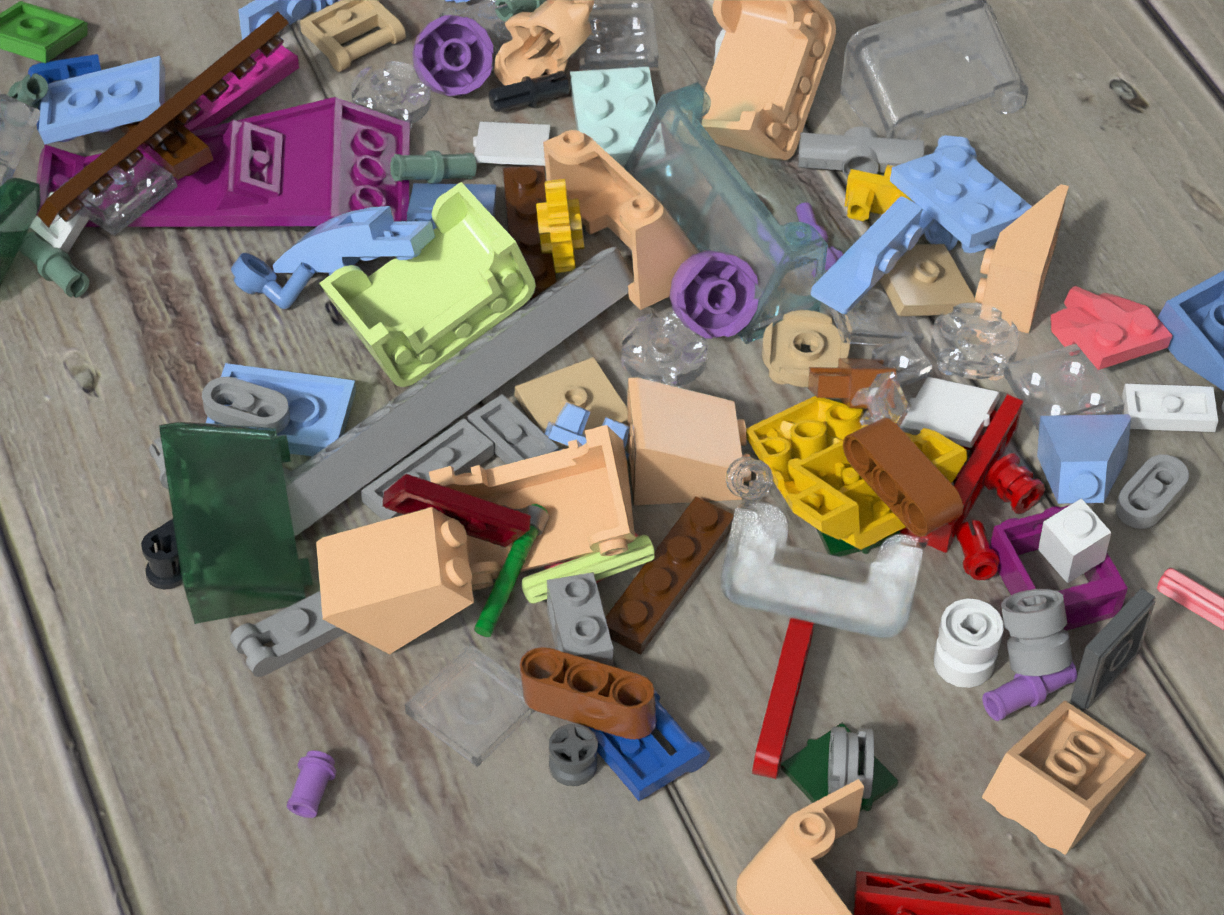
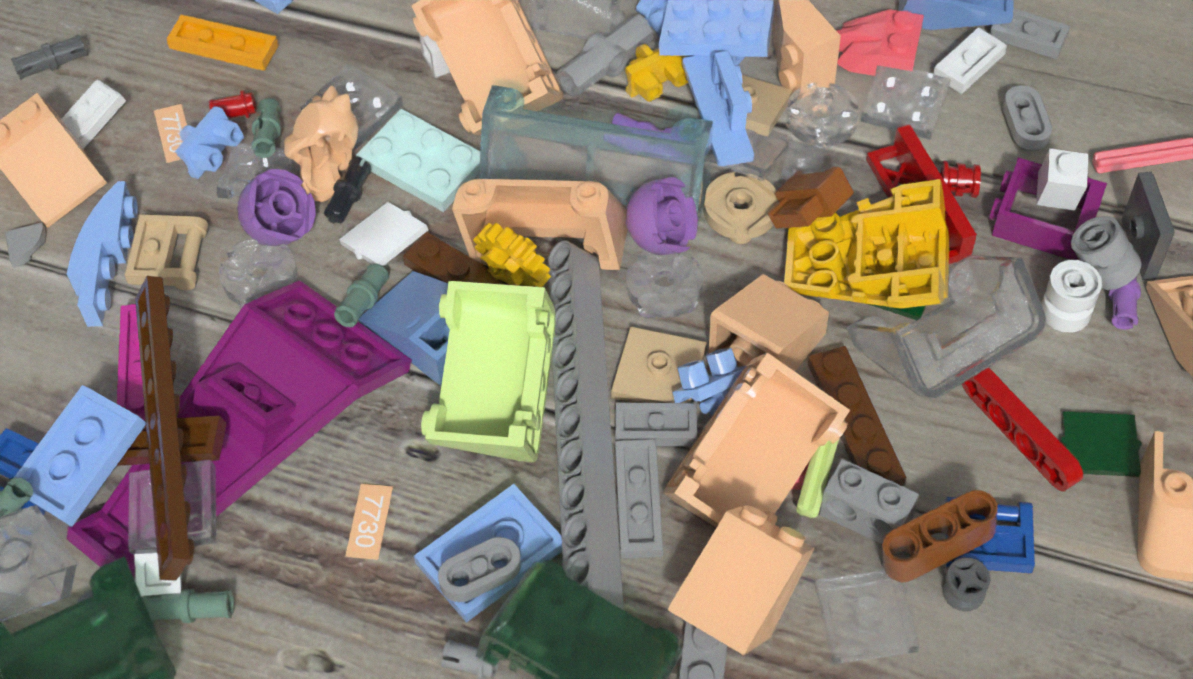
camera: 45 degrees left, 5 degrees up
(239, 323) = (369, 521): none -> light nougat sticker
(256, 276) = (345, 478): medium blue plate -> none
(356, 236) = (387, 396): light blue slope -> none
(480, 517) = (736, 494): dark red tile -> none
(511, 570) = (755, 464): green piece -> none
(757, 488) = (839, 313): clear bush -> none
(844, 759) = (1118, 427): light grey wheel -> none
(883, 400) = (855, 196): clear tile -> none
(902, 477) = (927, 228): dark orange beam -> none
(951, 410) = (870, 168): white piece -> none
(979, 559) = (994, 239): red pin -> none
(1083, 454) = (979, 129): light blue slope -> none

